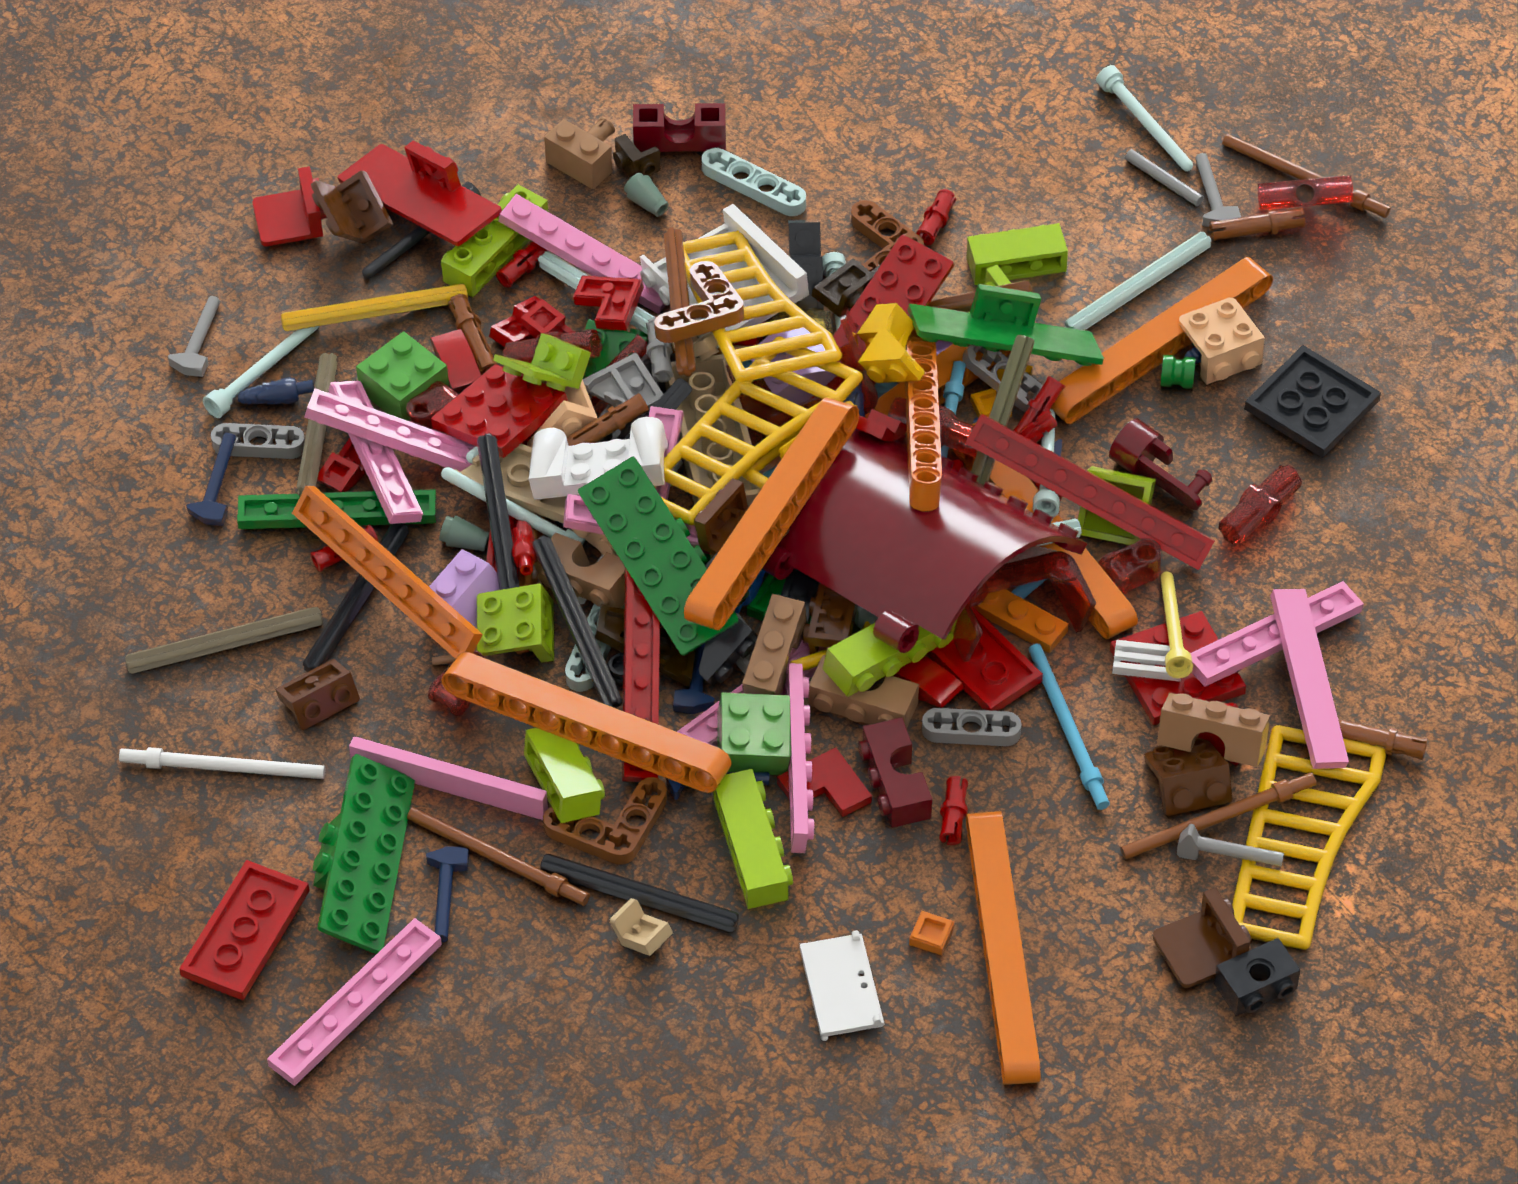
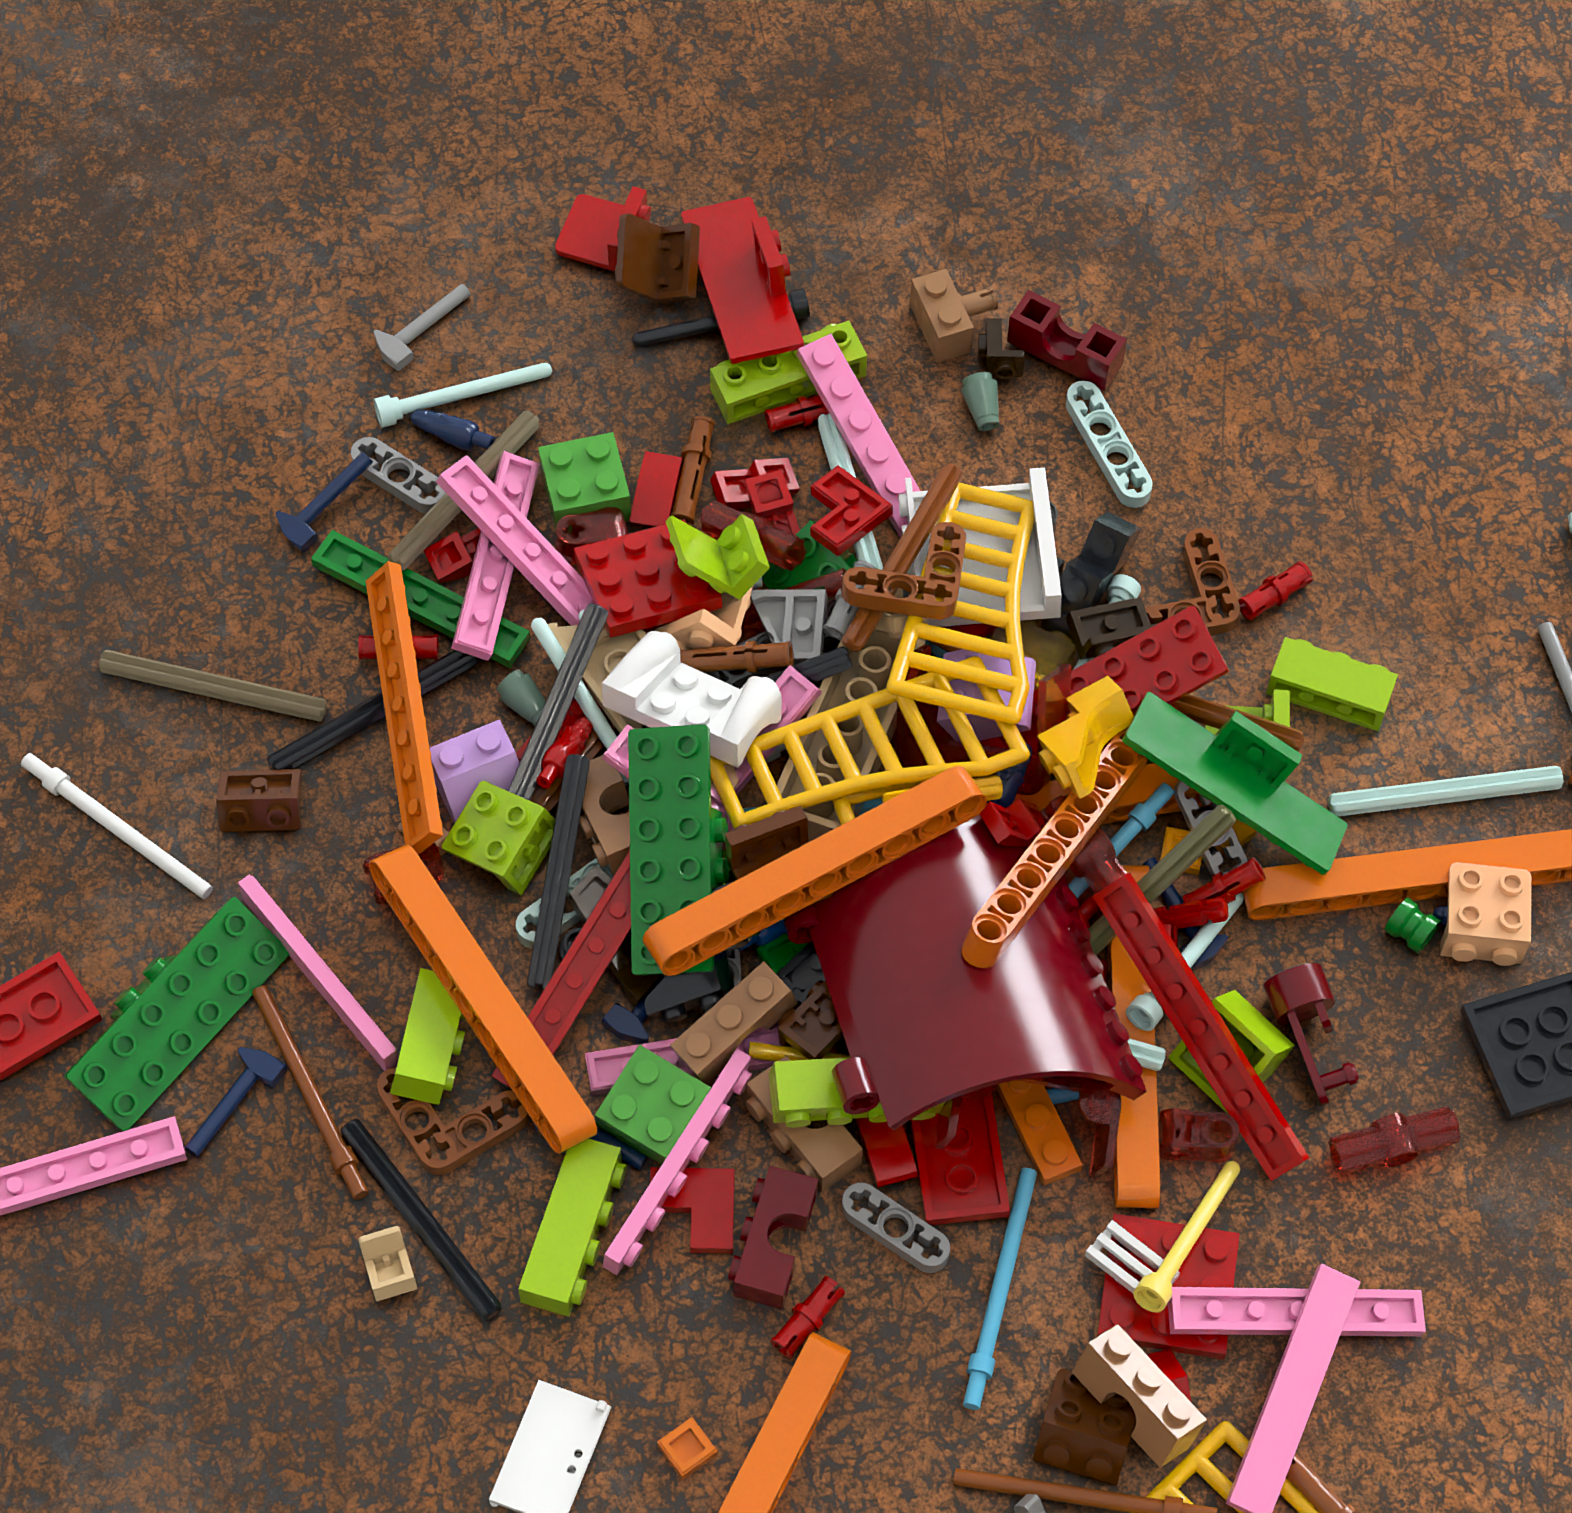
camera: 30 degrees right, 10 degrees up
(370, 307) = (611, 384): yellow axle -> none

